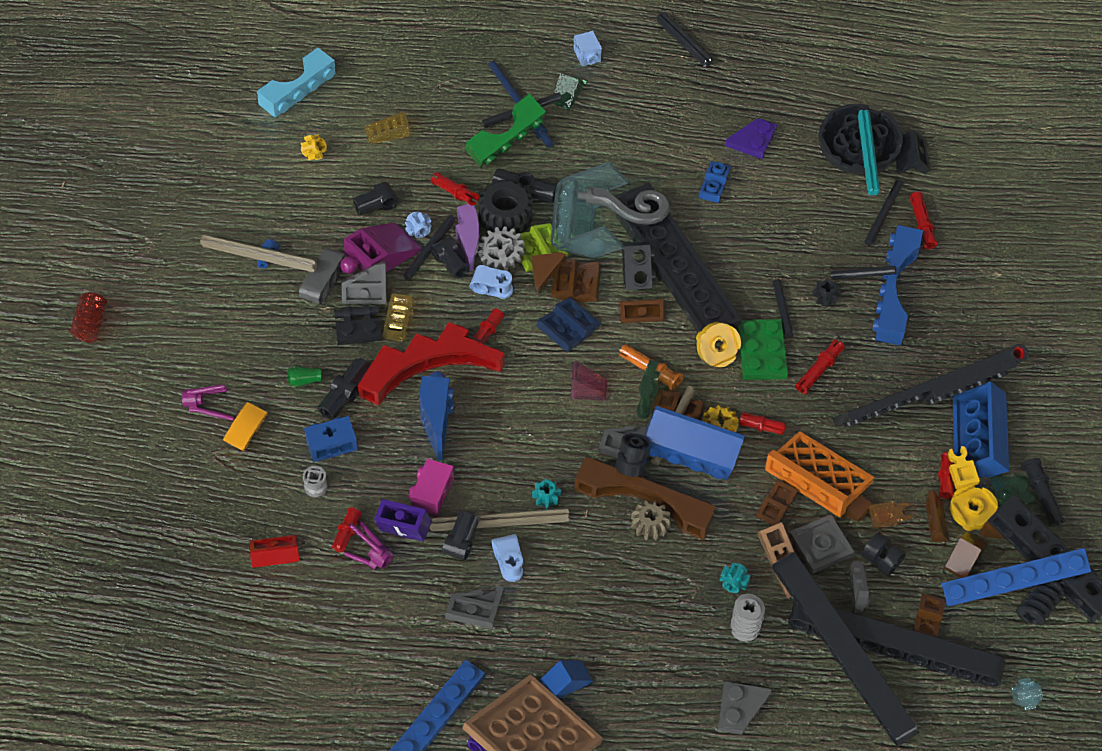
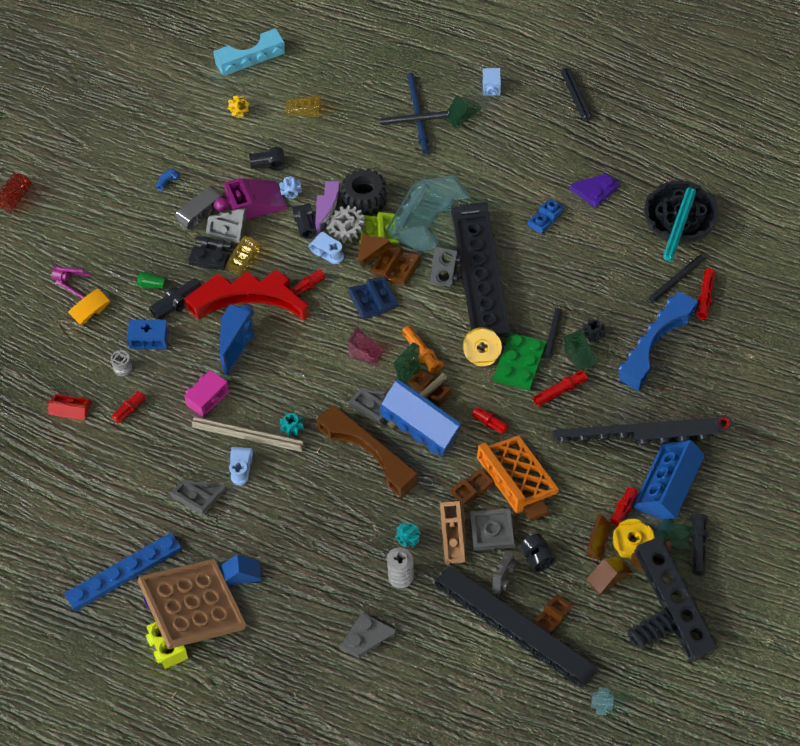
camera: 25 degrees right, 0 degrees up
(259, 253) = (158, 177): dark tan axle -> none
(379, 554) = (144, 434): magenta plant -> none
(403, 520) = (170, 411): dark purple brick -> none
(427, 250) = (289, 210): black bar -> none
(458, 542) = (207, 441): black piece -> none
(459, 191) = (332, 168): red pin -> none
(486, 146) = (372, 140): green arch -> none
(538, 189) = (393, 181): black piece -> none
(601, 197) = (442, 204): dark grey plant -> none
(633, 454) = (368, 413): black wheel -> none
(641, 311) = (436, 303): reddish brown slope -> none
(650, 520) = (363, 469): dark tan gear -> none
(731, 421) = (464, 413): yellow gear -> none
(820, 315) = (578, 348): none -> clear green slope
(845, 649) = (465, 617): black beam -> none
(864, 272) = (631, 322): black bar -> none
(887, 514) = (556, 522): clear orange plate -> none
(913, 153) = (724, 235): black panel -> none
(962, 471) = (635, 506): yellow plate -> none
(1016, 577) = (635, 604): blue plate -> none

